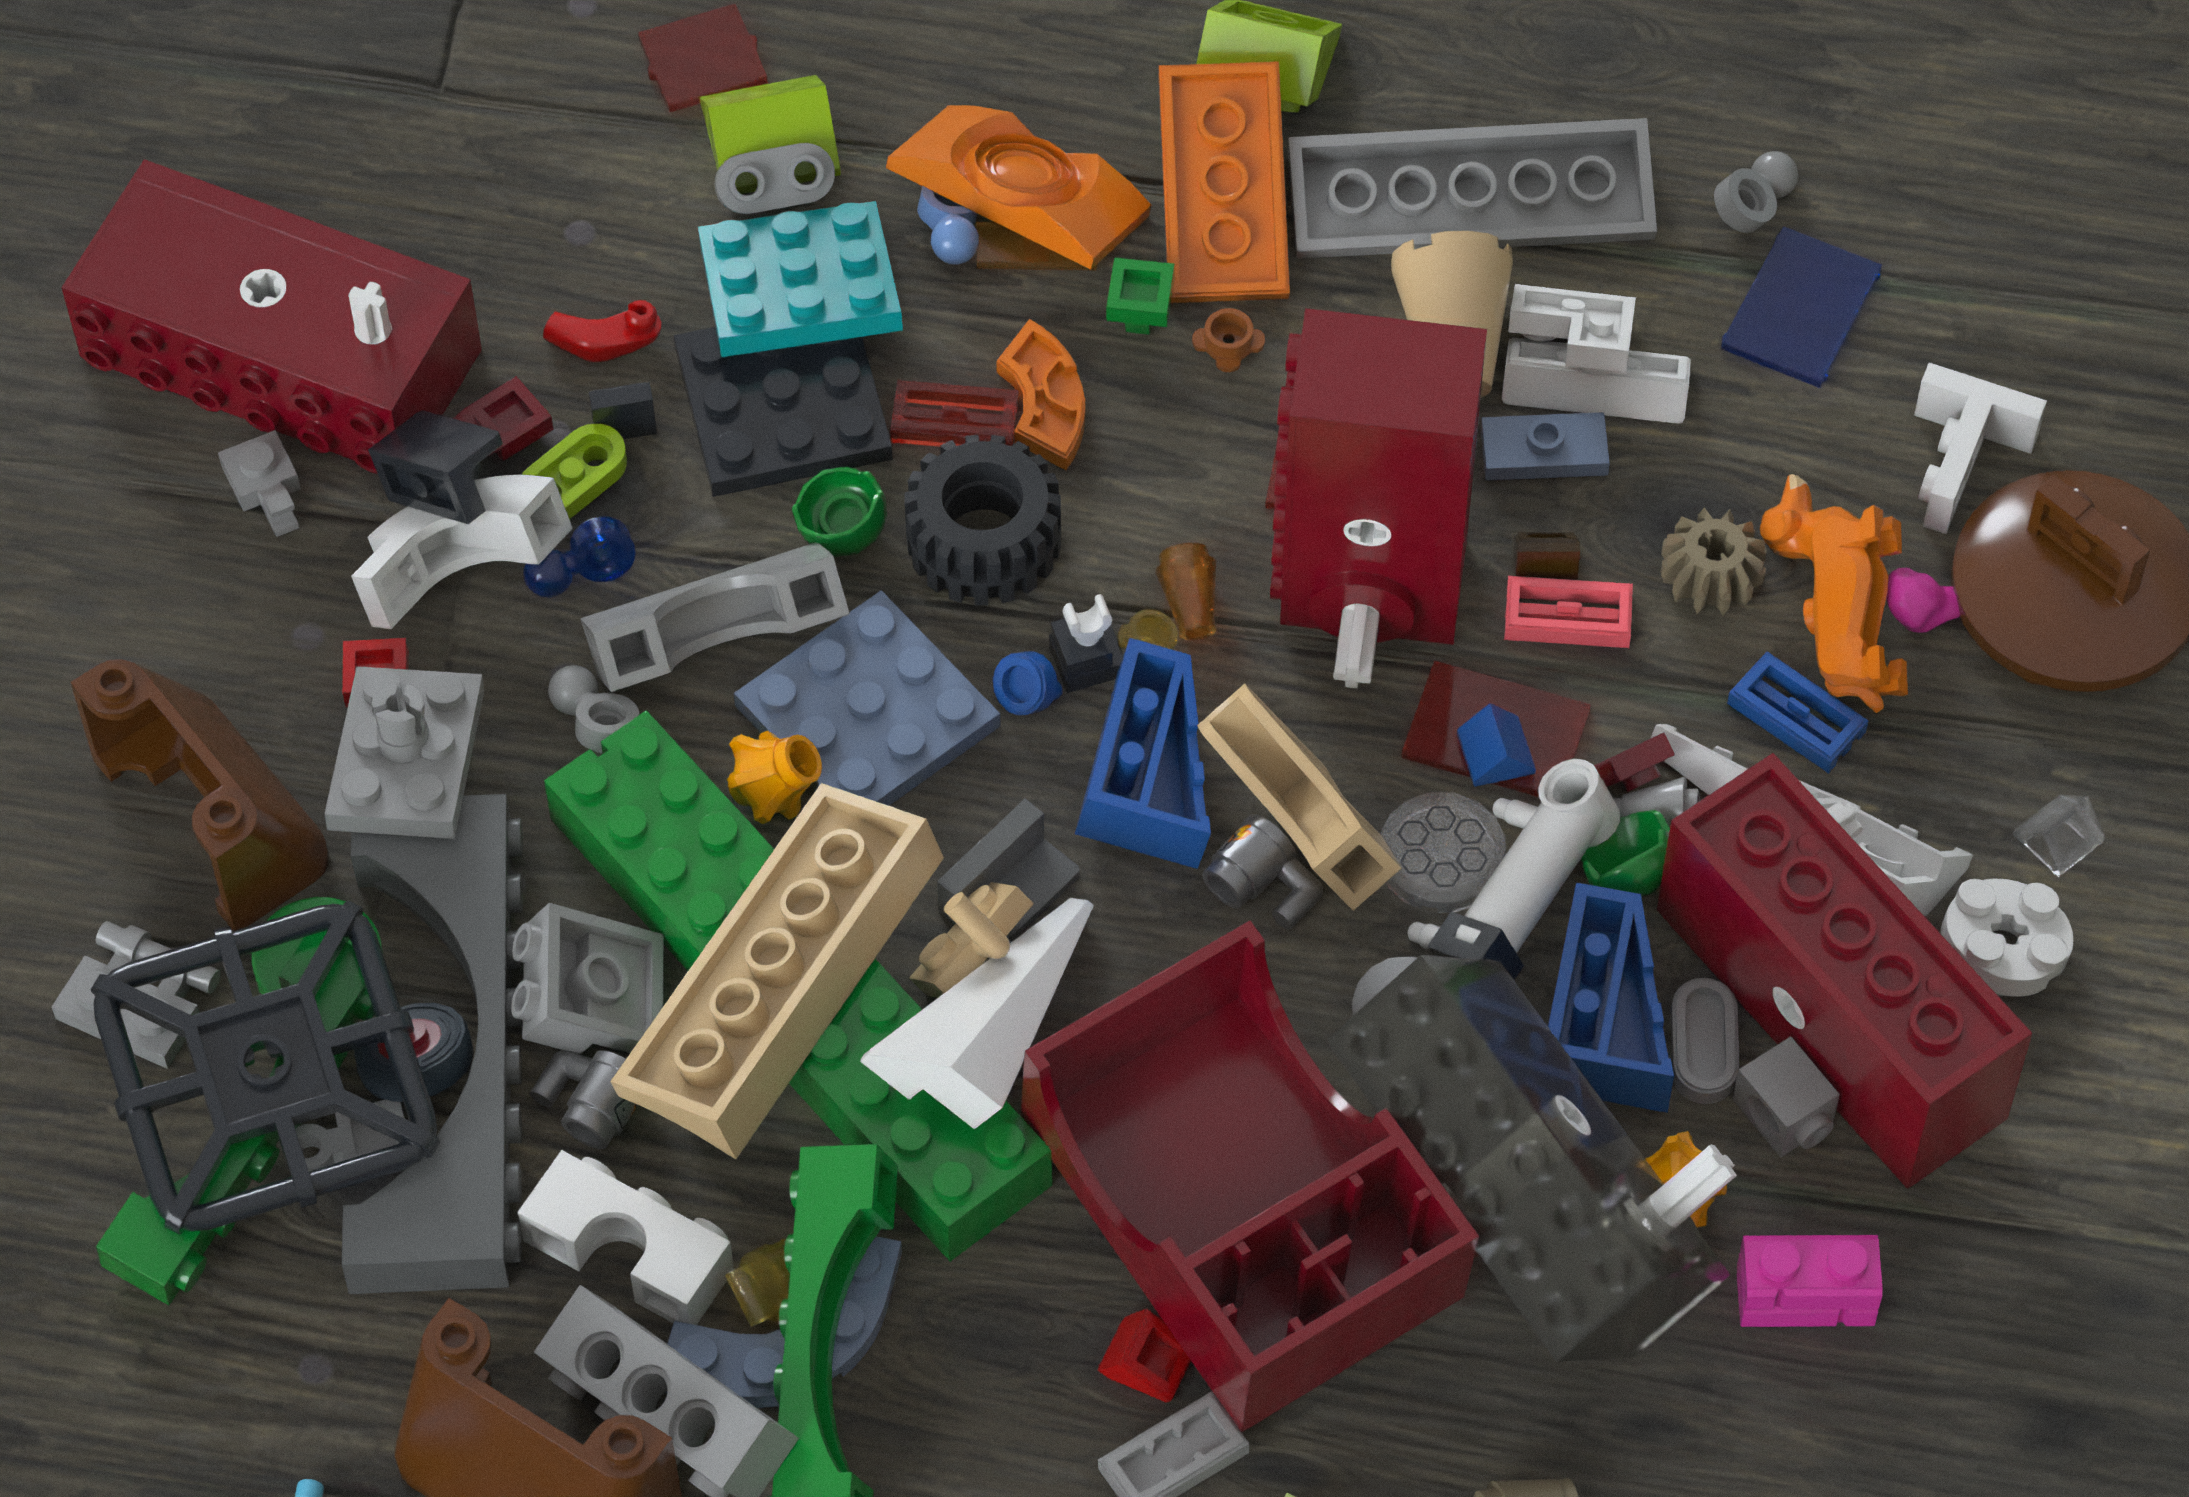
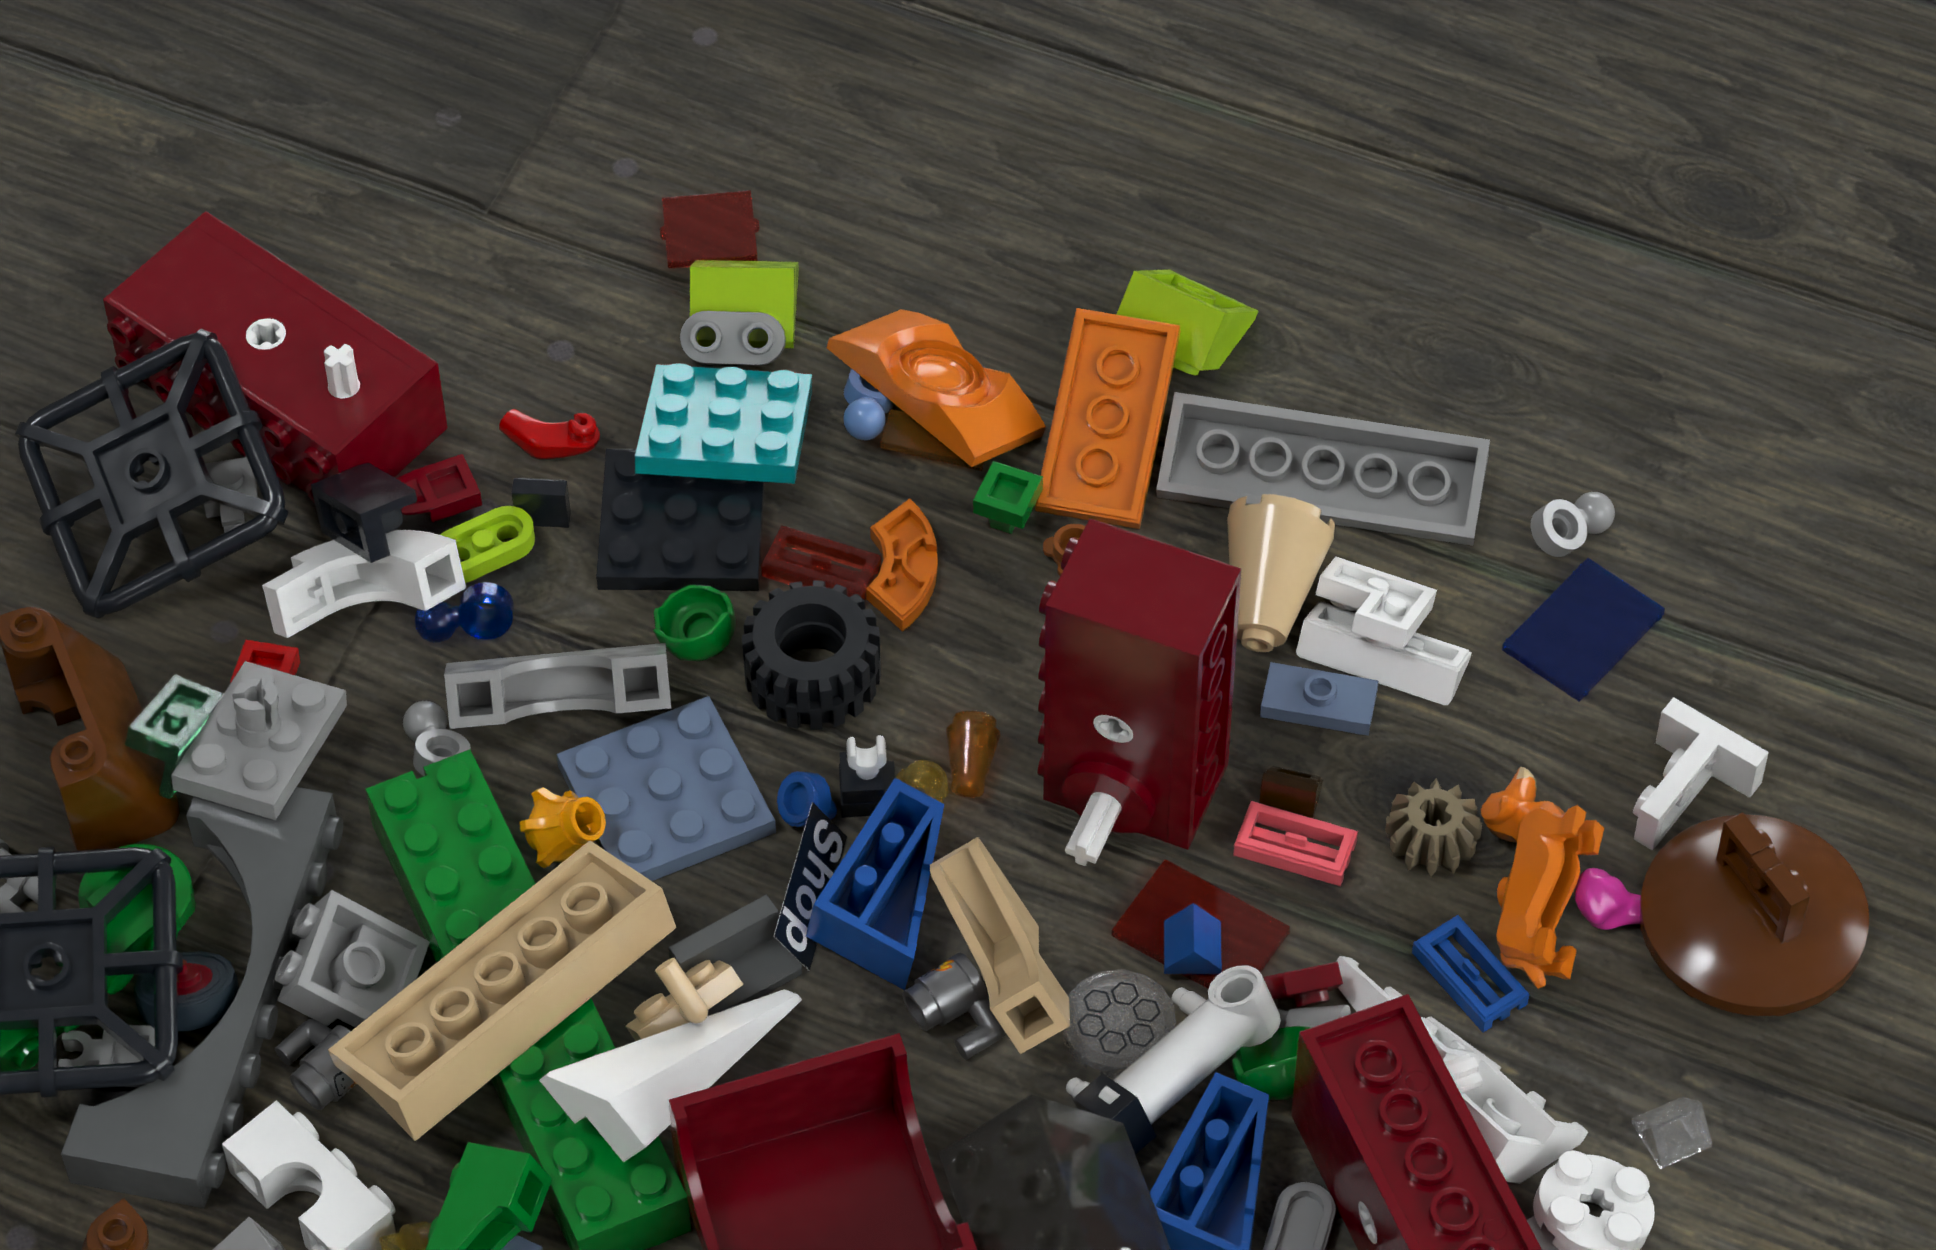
camera: 15 degrees right, 5 degrees down
(216, 484) = (180, 484): none -> black plate
(305, 756) = (171, 724): none -> clear green panel
(1063, 776) = (814, 866): none -> black sticker

